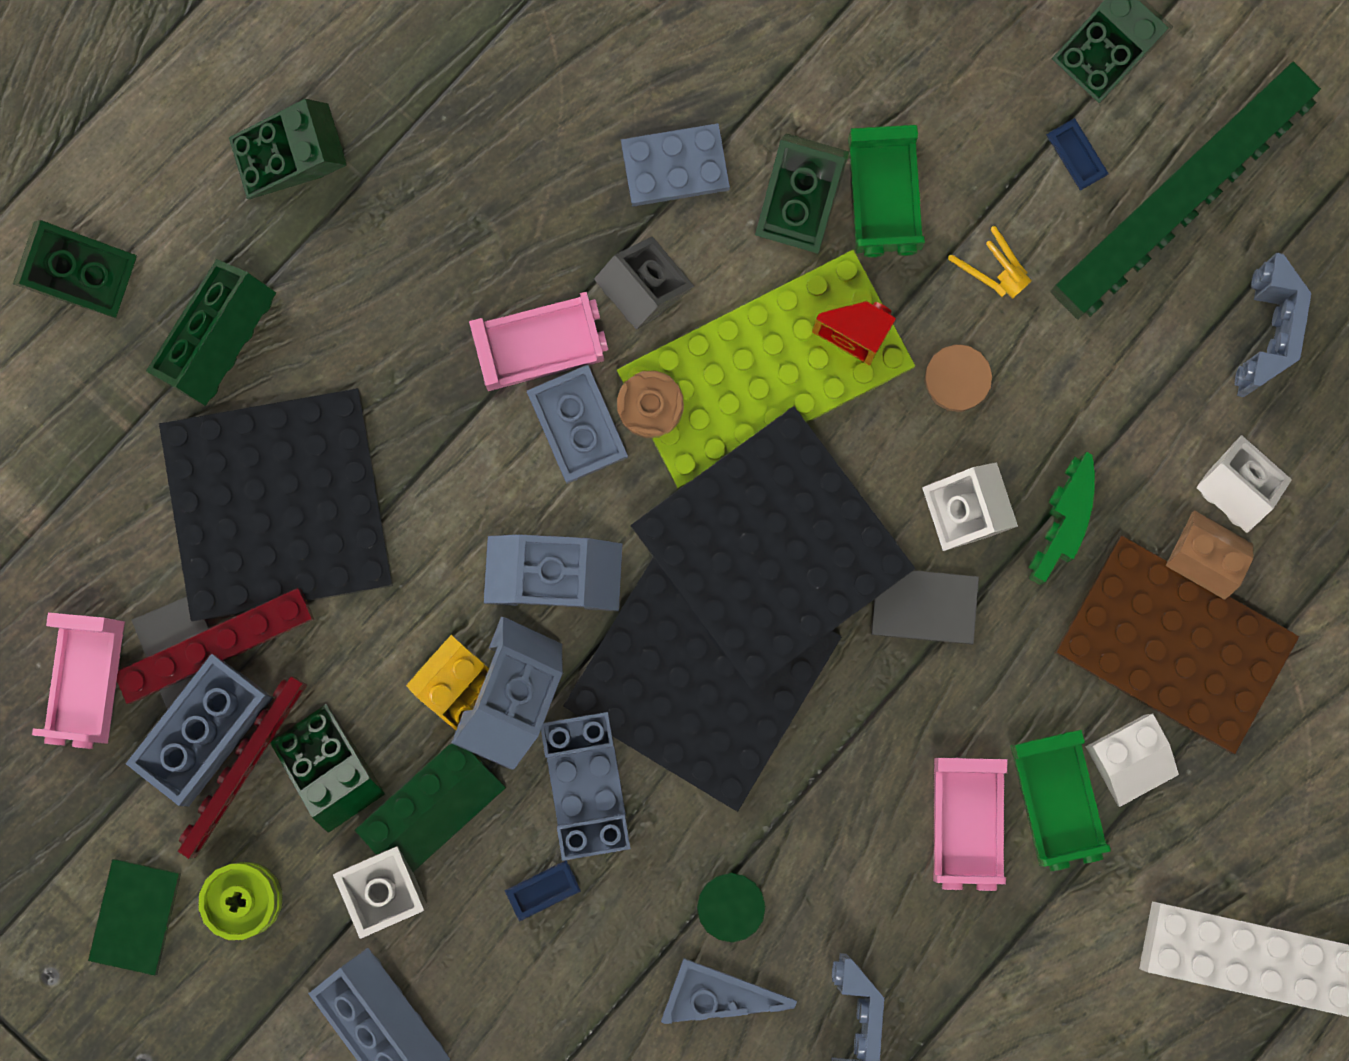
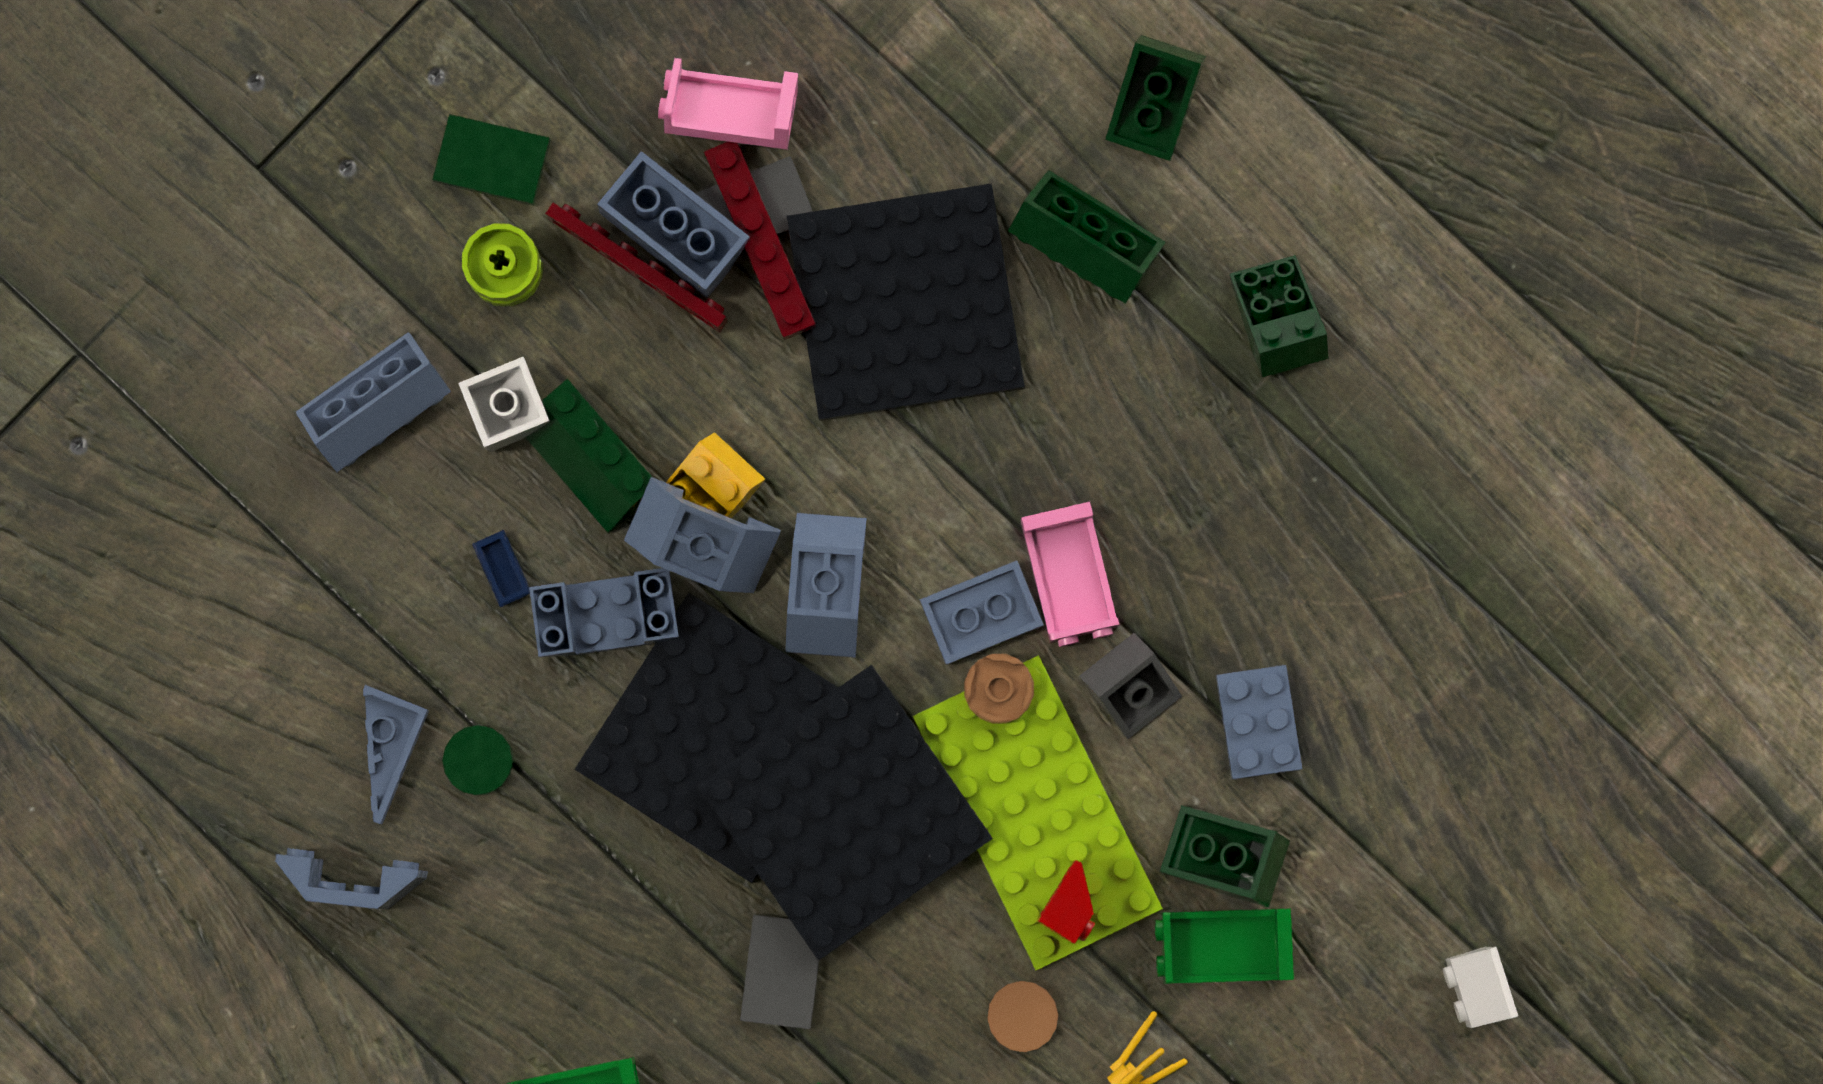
camera: 95 degrees right, 0 degrees up
(326, 769) = (632, 351): dark green slope -> none
(969, 506) = (884, 1022): white slope -> none
(969, 823) = (554, 1009): bright pink panel -> none

